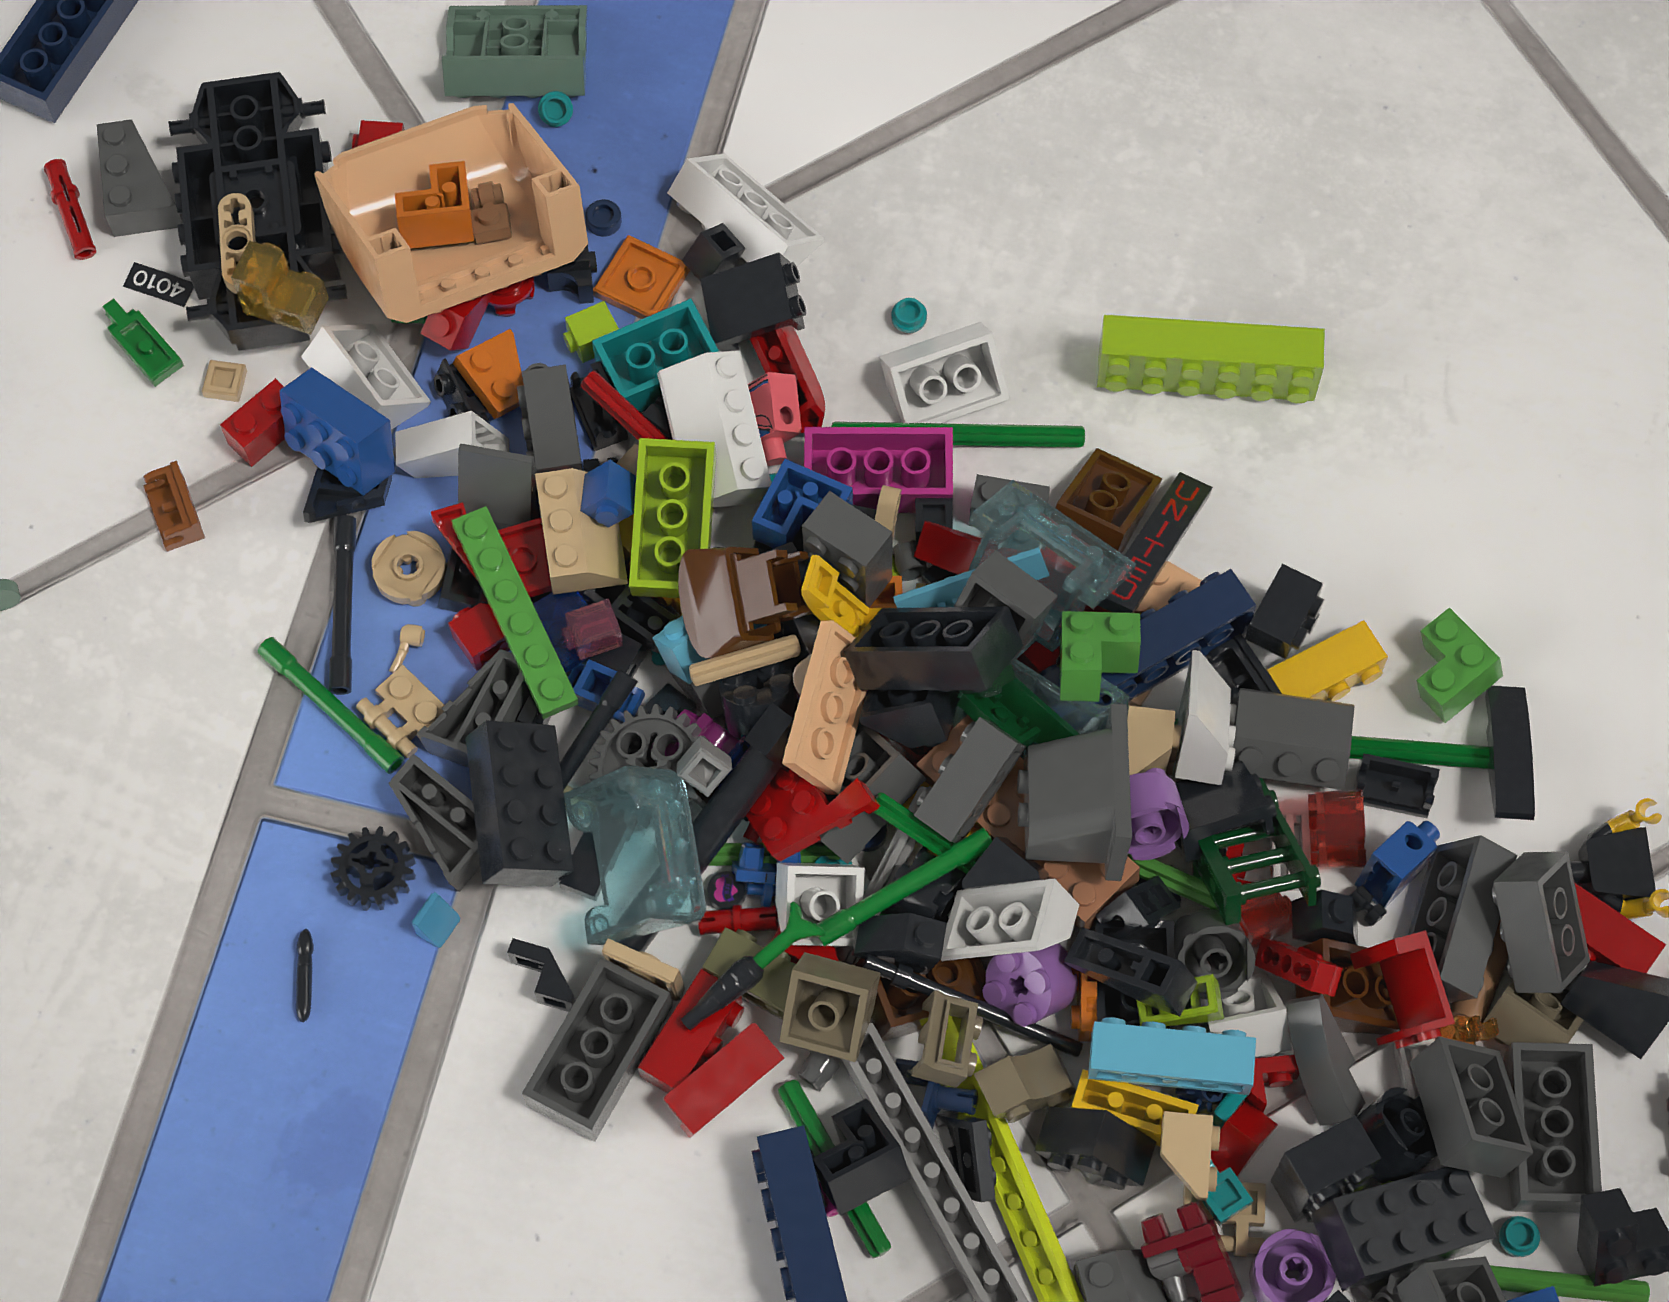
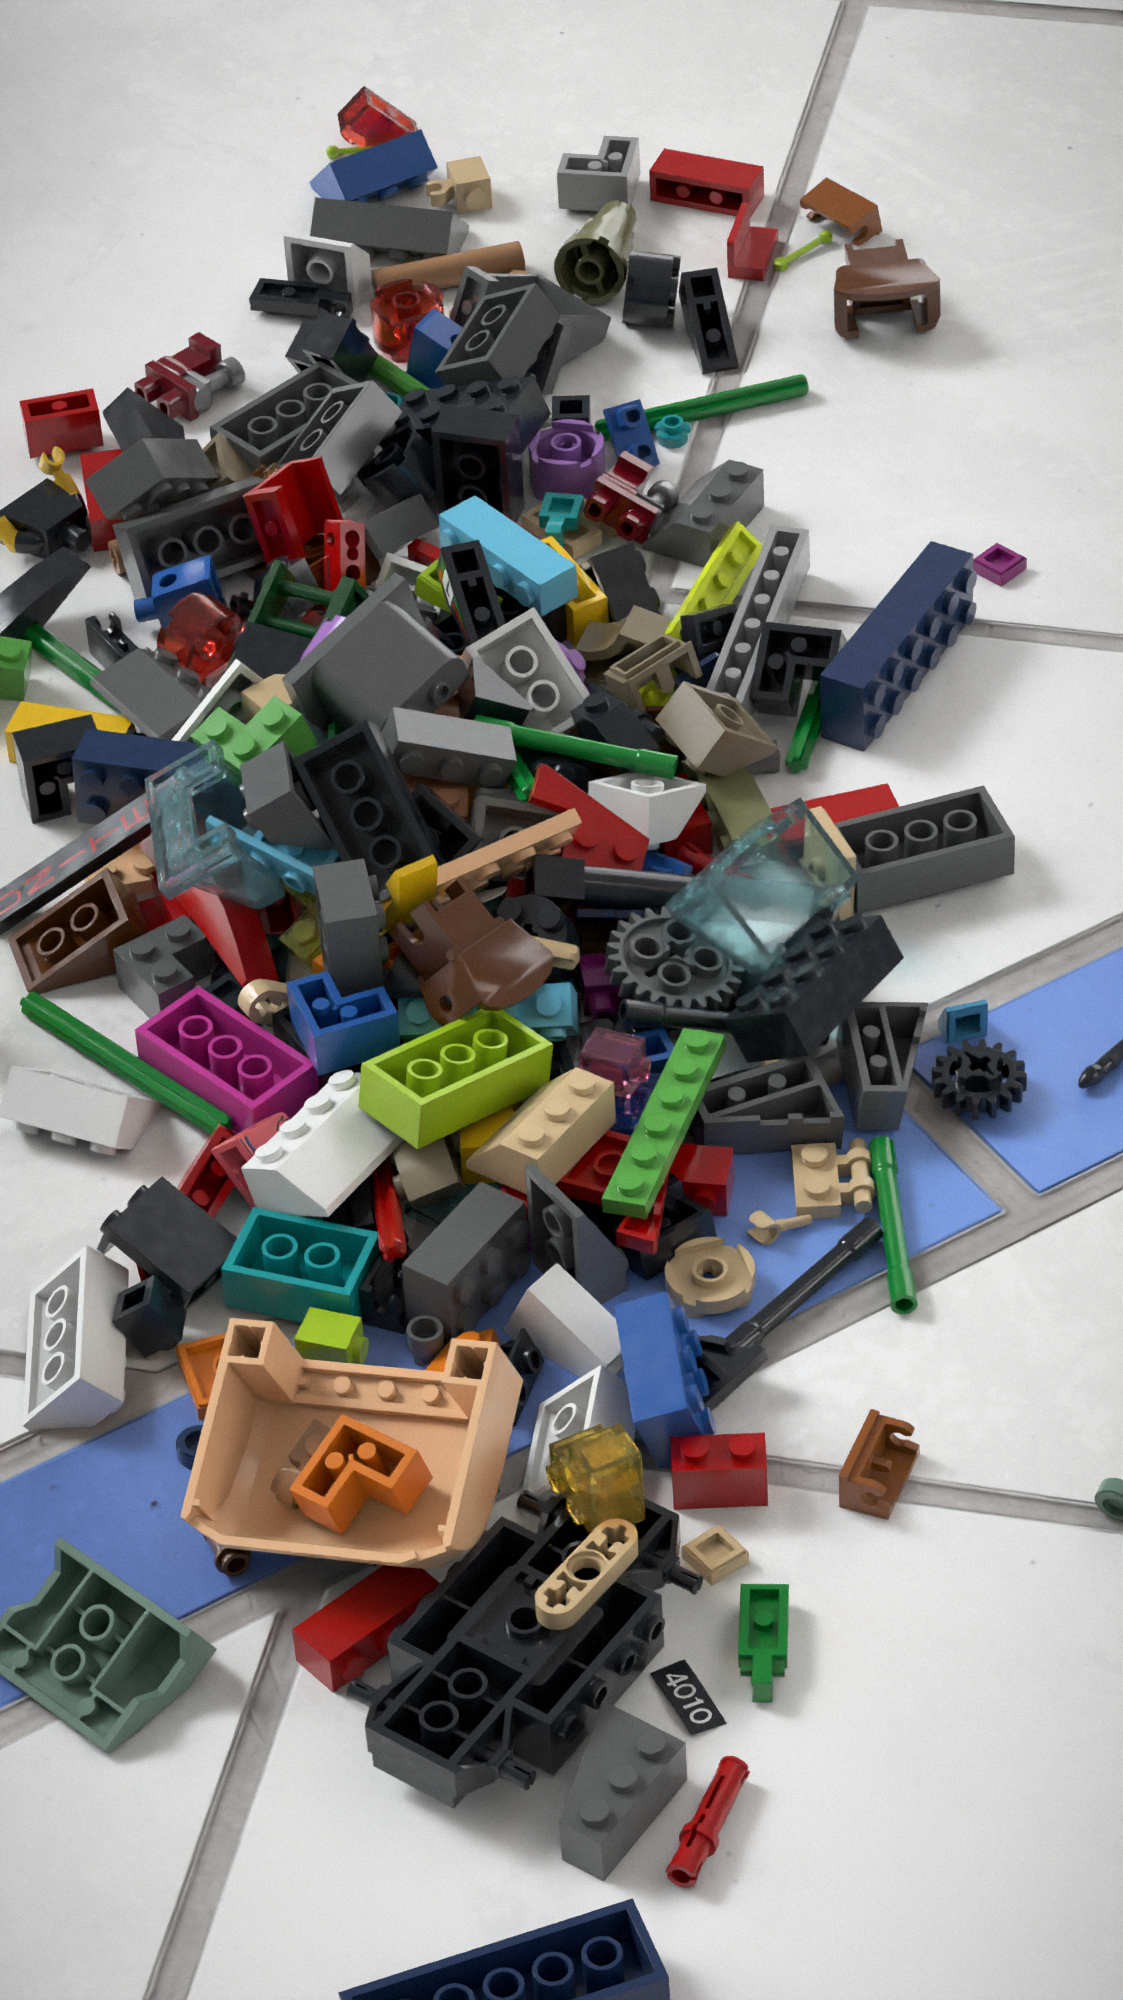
camera: 135 degrees left, 25 degrees down
(552, 986) = (912, 926): black slope -> none
(555, 108) = (127, 1563): teal plate -> none
(608, 493) = (491, 1112): blue brick -> none
(704, 766) = (637, 903): light grey slope -> none
(723, 1079) = (834, 774): red panel -> none
(749, 970) = (753, 785): black piece -> none
(909, 315) = (43, 1177): teal plate -> none
(1187, 1150) = (556, 514): tan slope -> none

